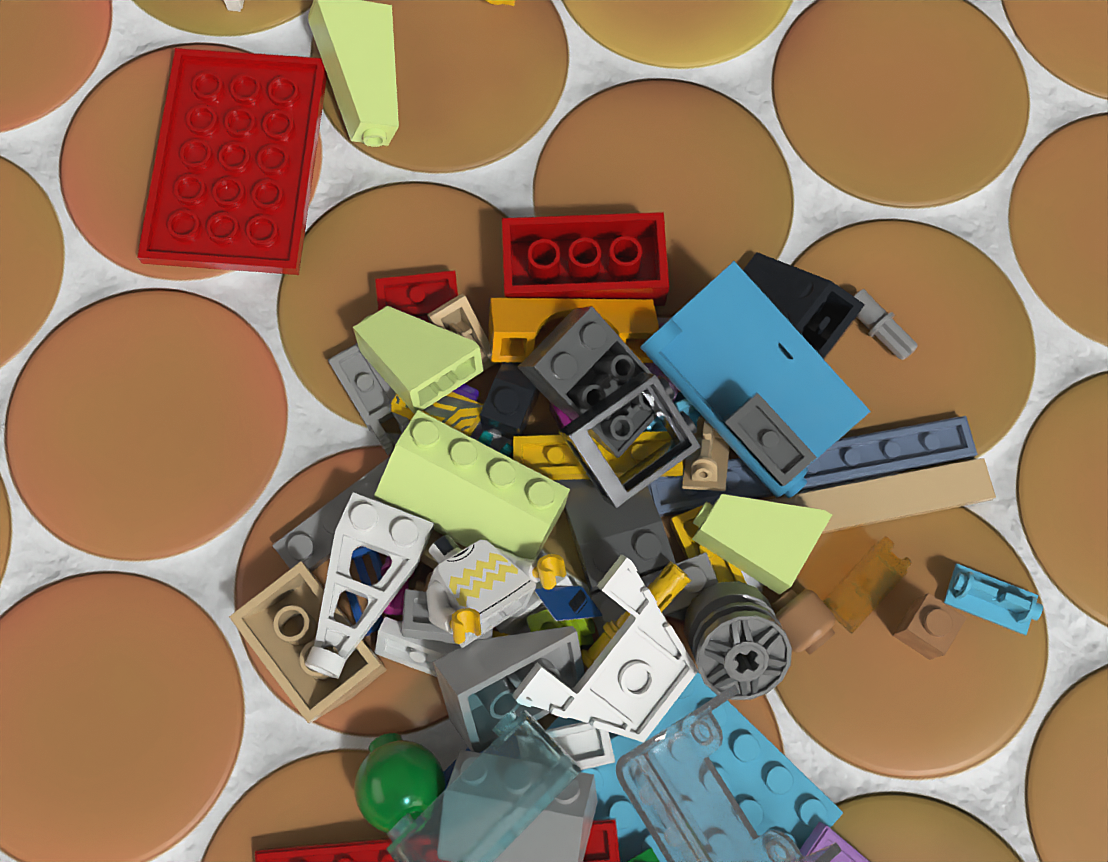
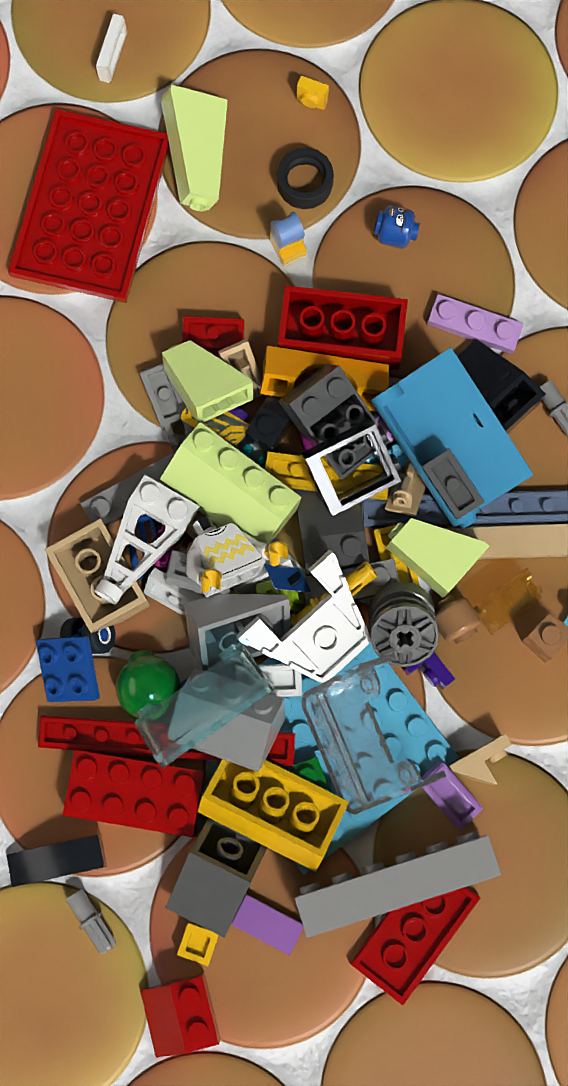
camera: 10 degrees right, 5 degrees up
(284, 767) = (69, 663): none -> blue plate
(495, 161) = (288, 238): none -> medium blue leg
(501, 62) = (302, 157): none -> black tyre
(630, 128) = (396, 226): none -> blue head
(751, 233) = (475, 323): none -> lavender plate
(789, 699) = (435, 671): none -> dark purple bracket
(866, 816) = (474, 765): none -> tan slope

